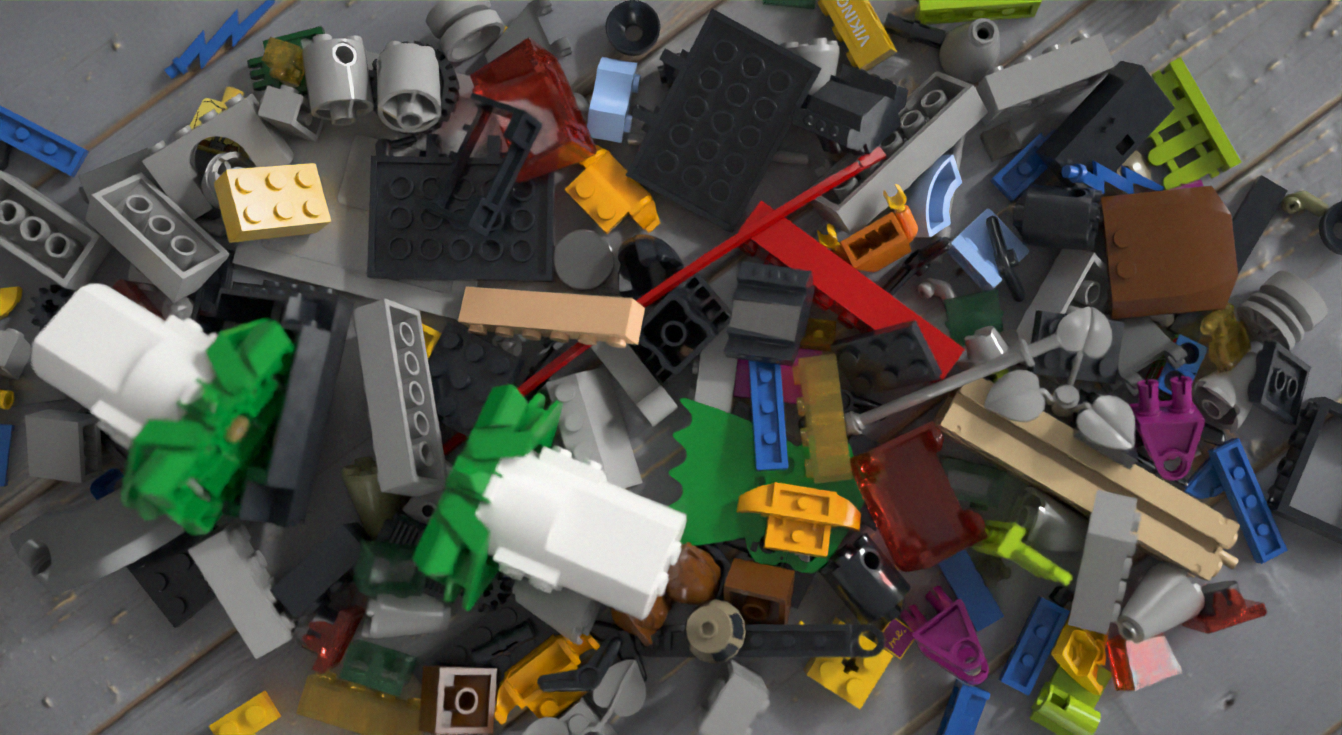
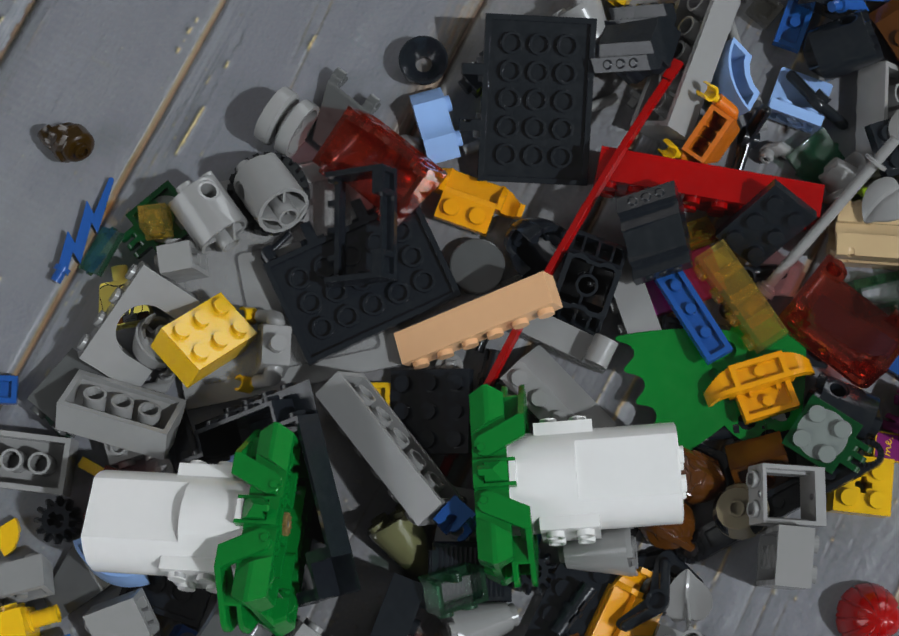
camera: 25 degrees left, 5 degrees down
(111, 271) = (89, 466): none -> yellow tile
(224, 66) = (101, 251): none -> piece
(337, 242) = (271, 352): none -> light grey torso
(423, 498) = (454, 517): none -> blue hinge
(788, 656) = (811, 495): none -> light grey window
(834, 603) = (826, 437): none -> piece

